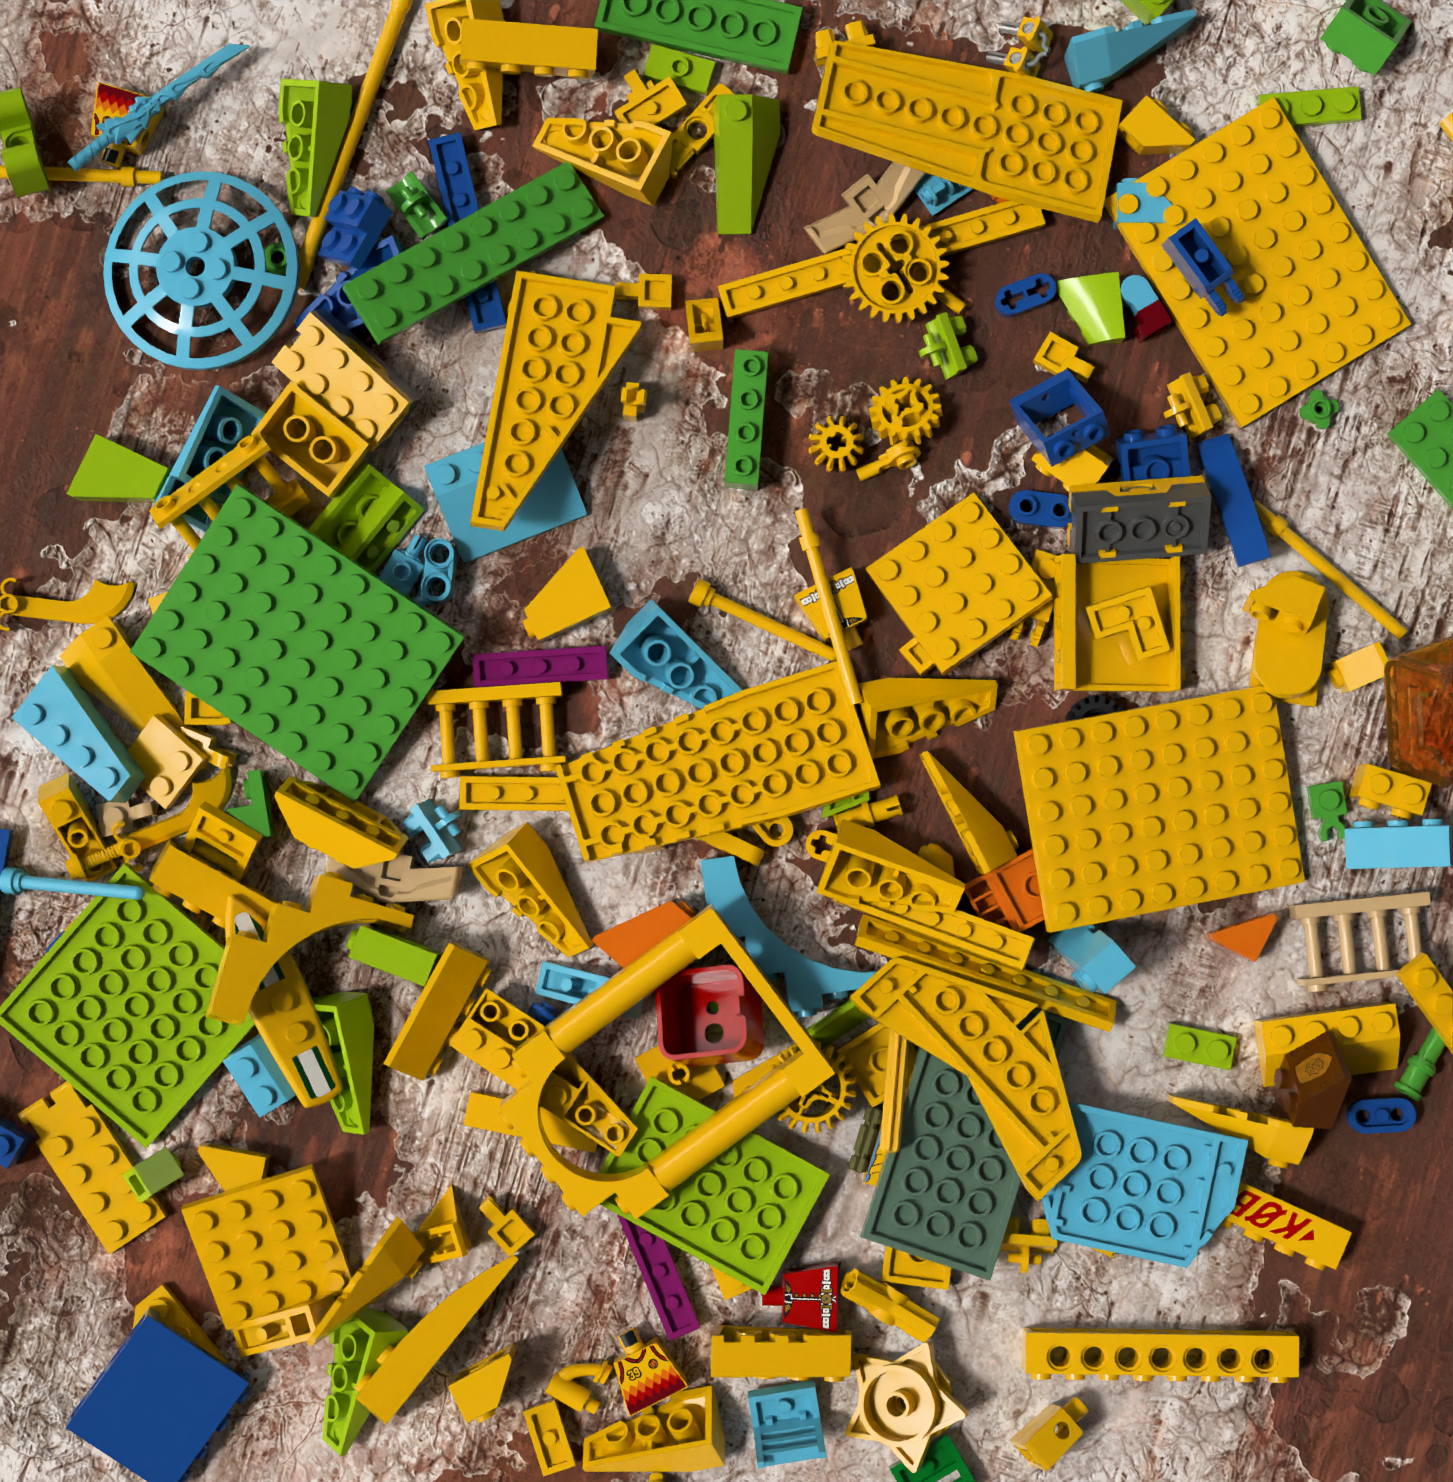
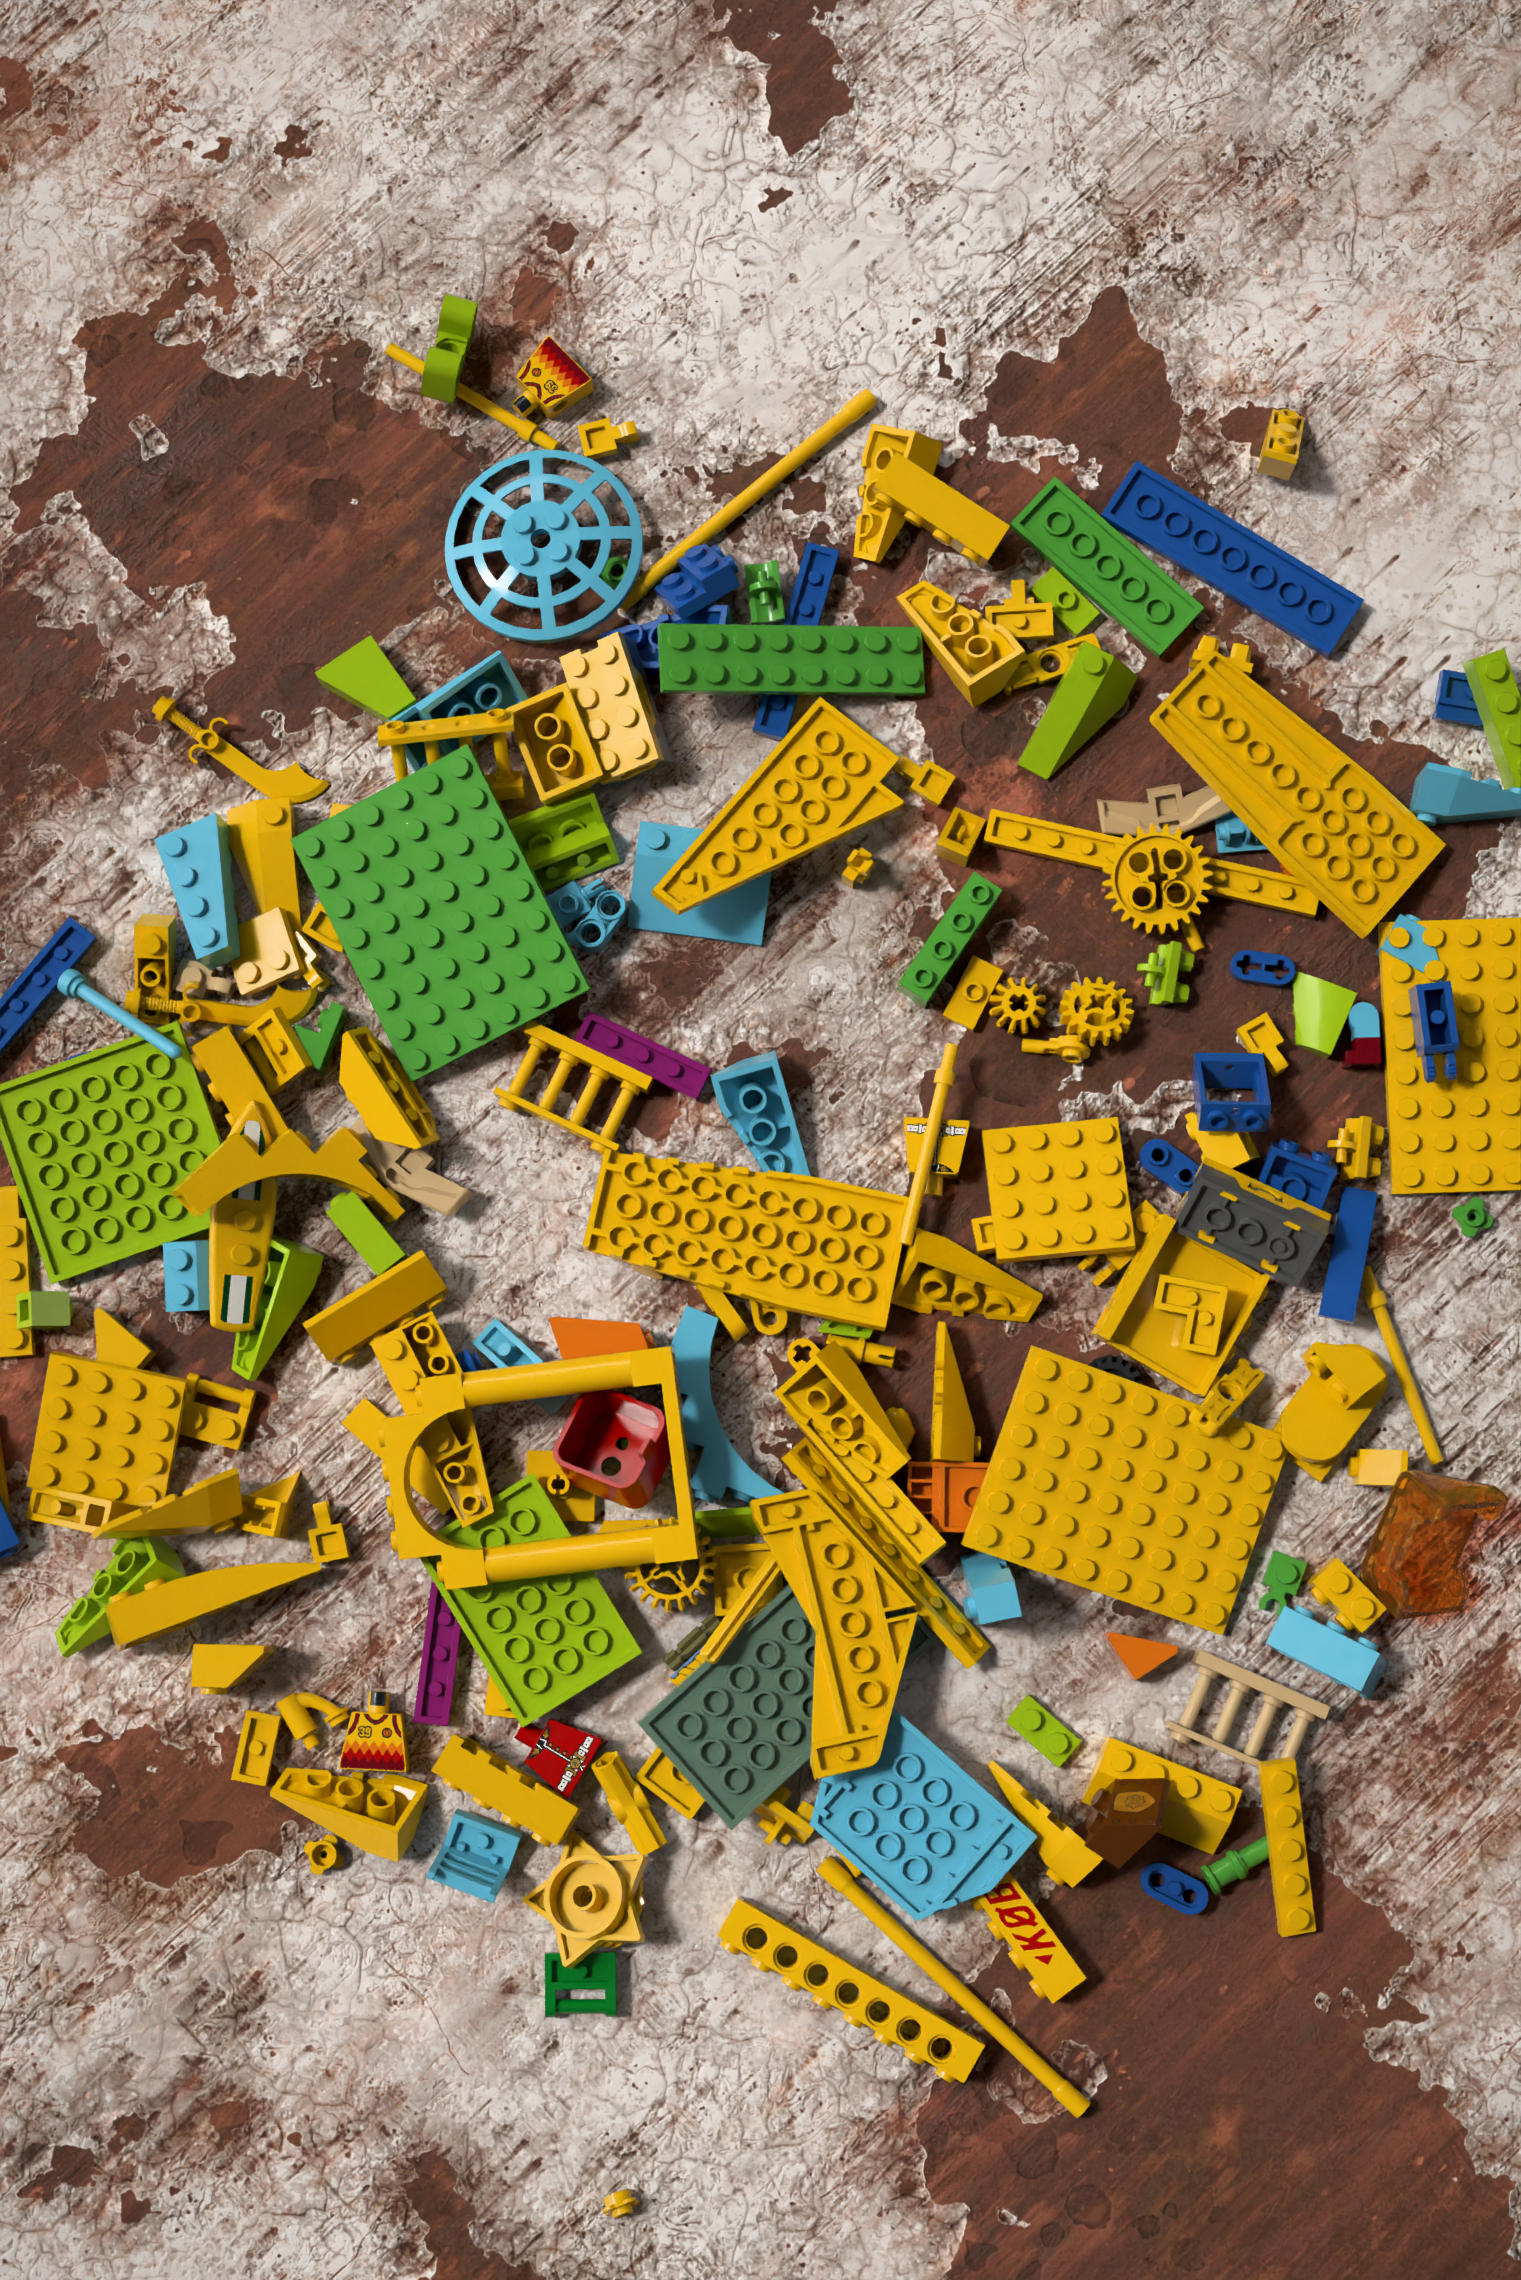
camera: 30 degrees right, 5 degrees down
(144, 109) = (576, 379): medium azure sword -> none
(196, 147) = (600, 437): none -> yellow plate
(315, 125) = (718, 472): lime wedge -> none
(355, 1186) = (213, 1423): none -> yellow plate
(438, 827) = (472, 1146): medium azure hips -> none
(511, 794) = (552, 1153): yellow plate -> none
(529, 879) = (525, 1236): yellow wedge -> none
(567, 600) = (700, 1010): yellow slope -> none
(706, 596) = (826, 1075): yellow piece -> none
(791, 454) = (972, 993): none -> yellow plate
(1035, 37) = (1398, 744): piece -> none
(1038, 1438) = (694, 2009): yellow torso -> none
(1153, 131) = (1458, 886): yellow slope -> none
(1199, 696) = (1218, 1410): none -> yellow piece
(1379, 1333) = (1061, 2089): none -> yellow piece

